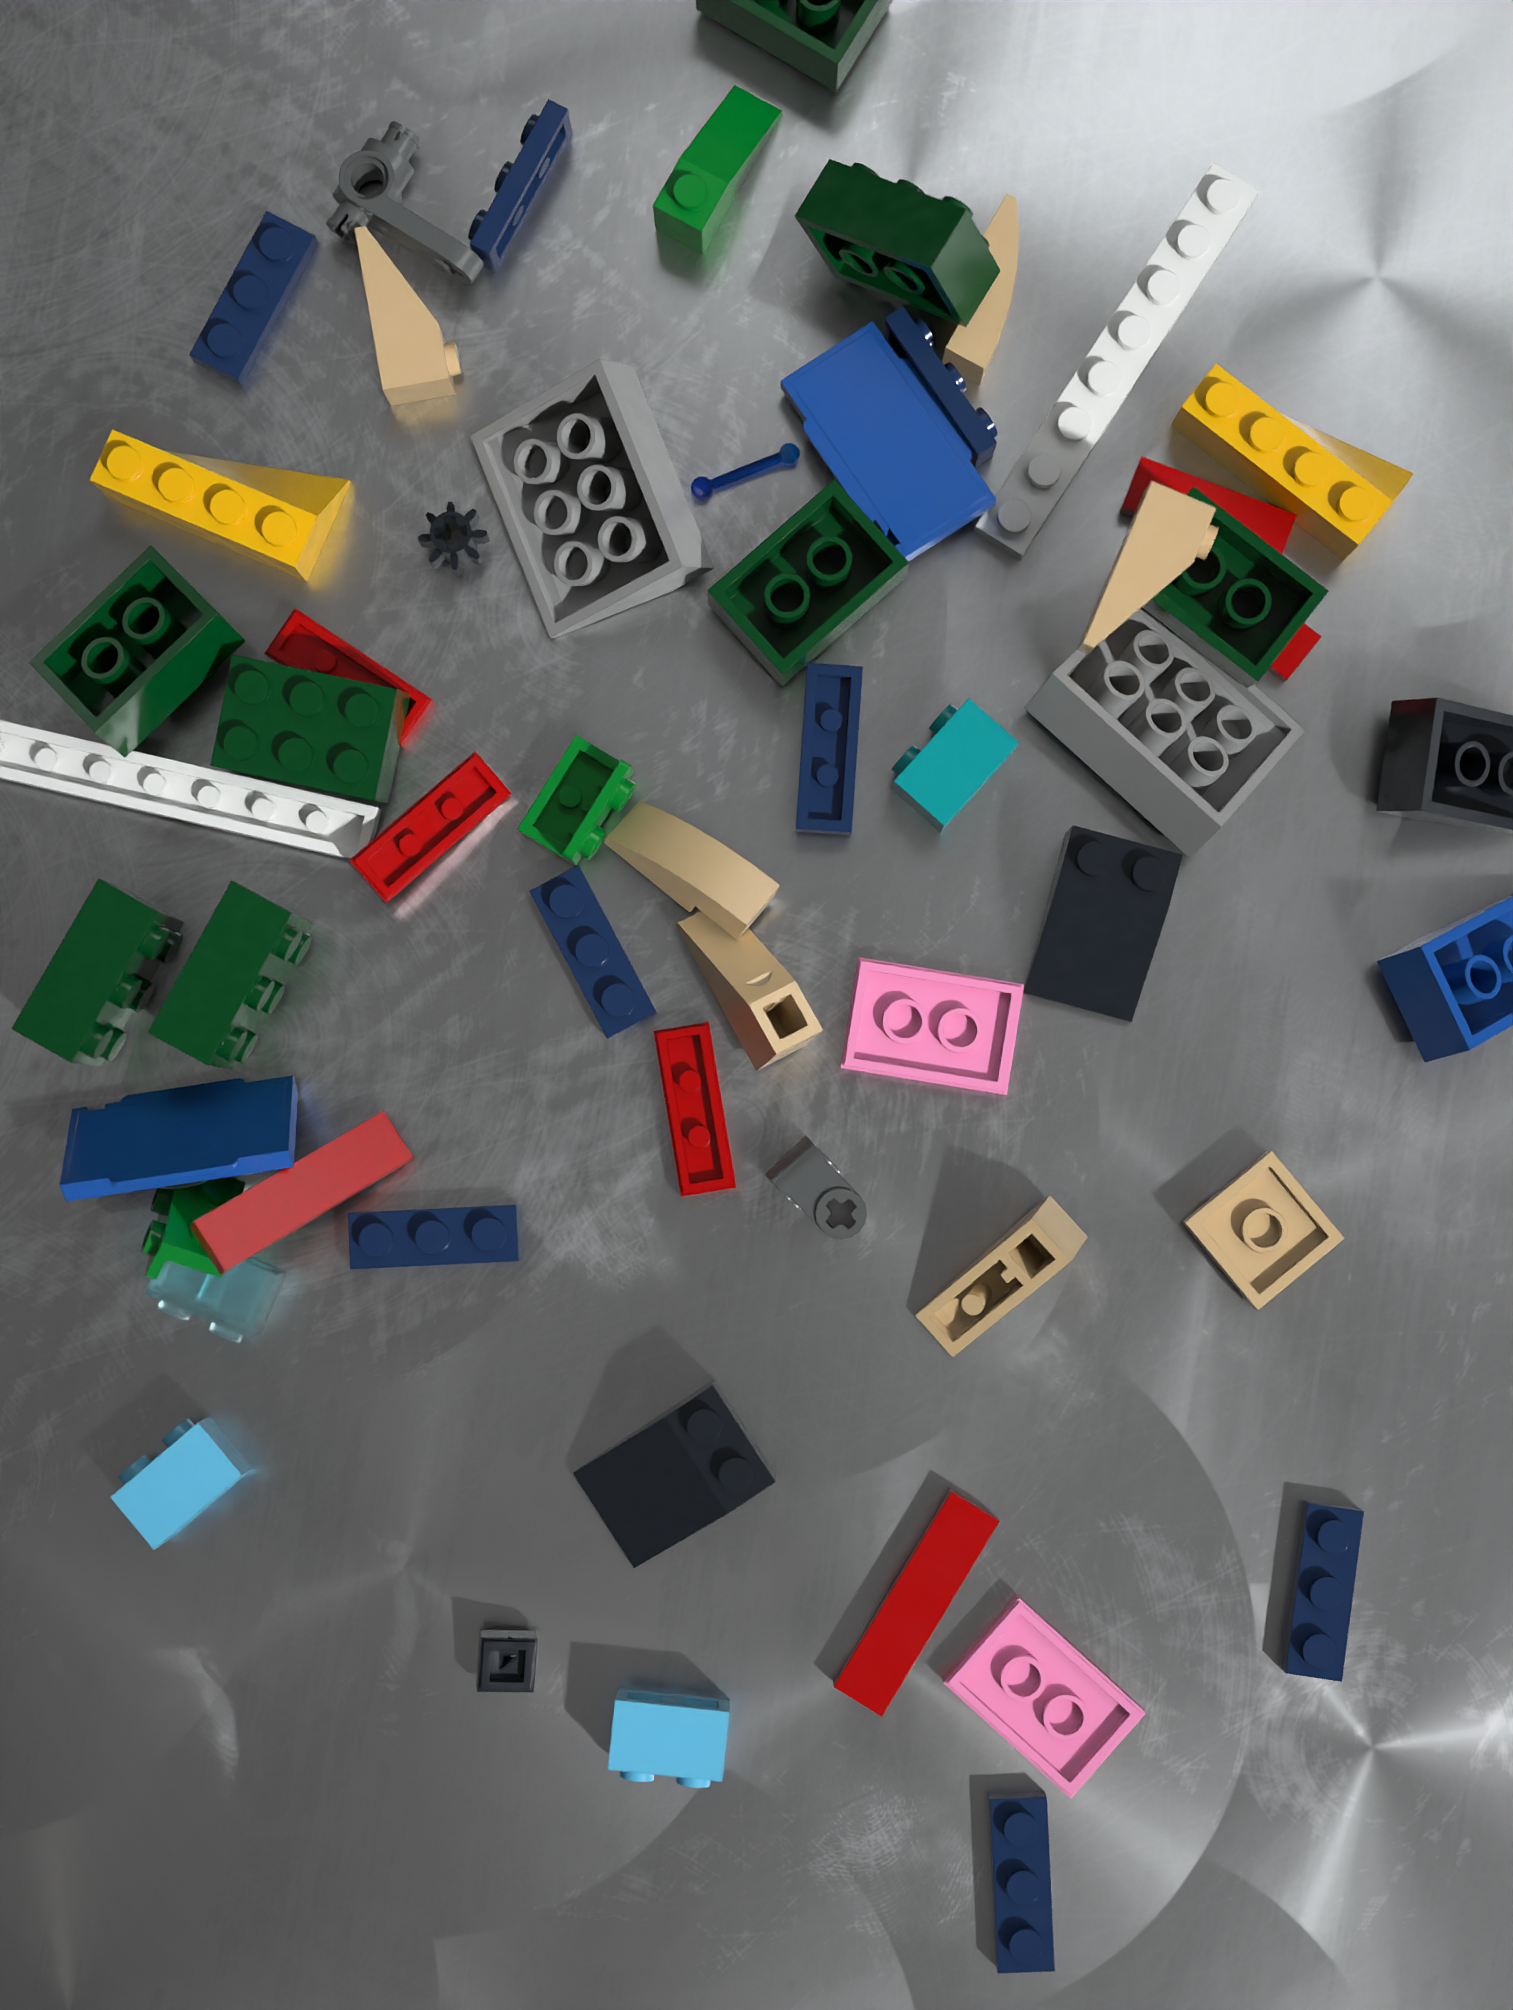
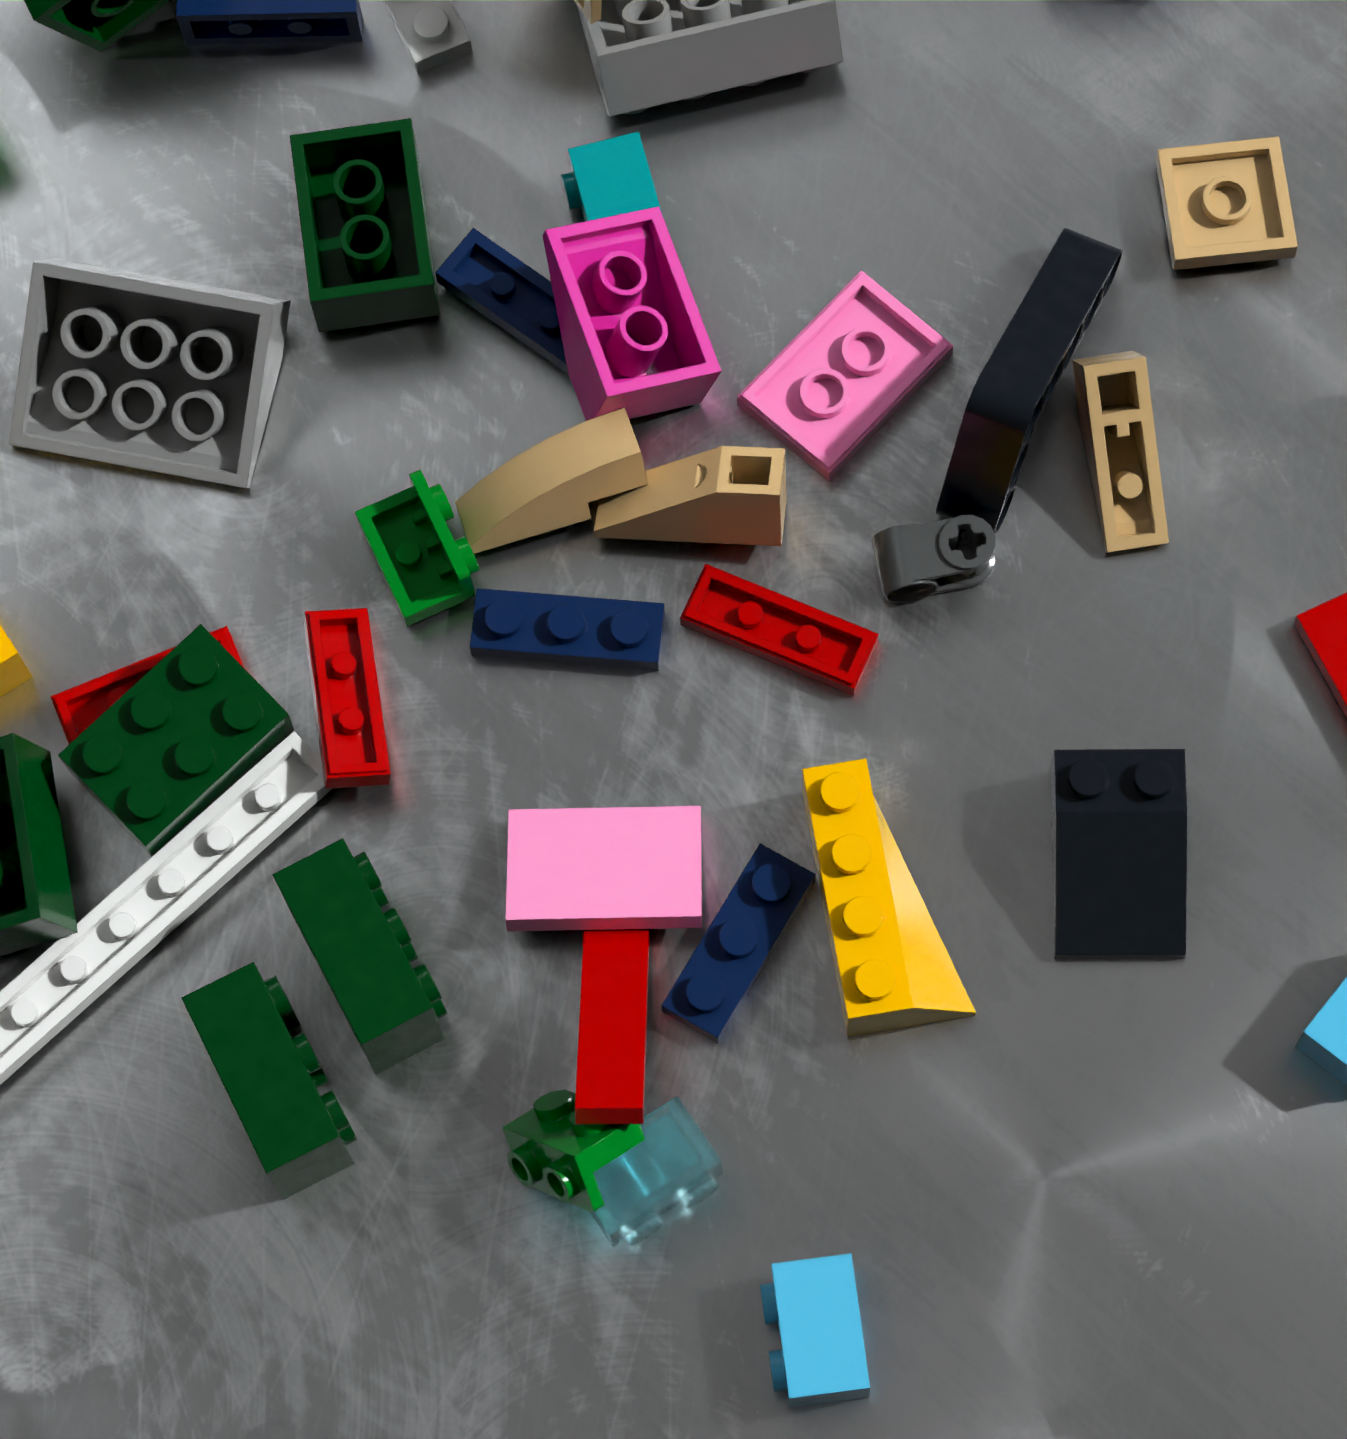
camera: 55 degrees left, 15 degrees down
(180, 1137) = (480, 1106): blue piece -> none
(422, 1104) = (604, 868): none -> bright pink tile
(441, 531) = (93, 494): black gear -> none
(506, 1661) = (1201, 1128): black tile -> none
(507, 1334) = (879, 930): none -> yellow wedge
(703, 488) = (208, 272): clear blue hinge -> none
(857, 836) = (628, 316): none -> dark pink slope
(888, 441) = (282, 80): blue piece -> none
(1013, 1174) = (1024, 376): none -> black beam
(1102, 922) = (849, 168): black slope -> none

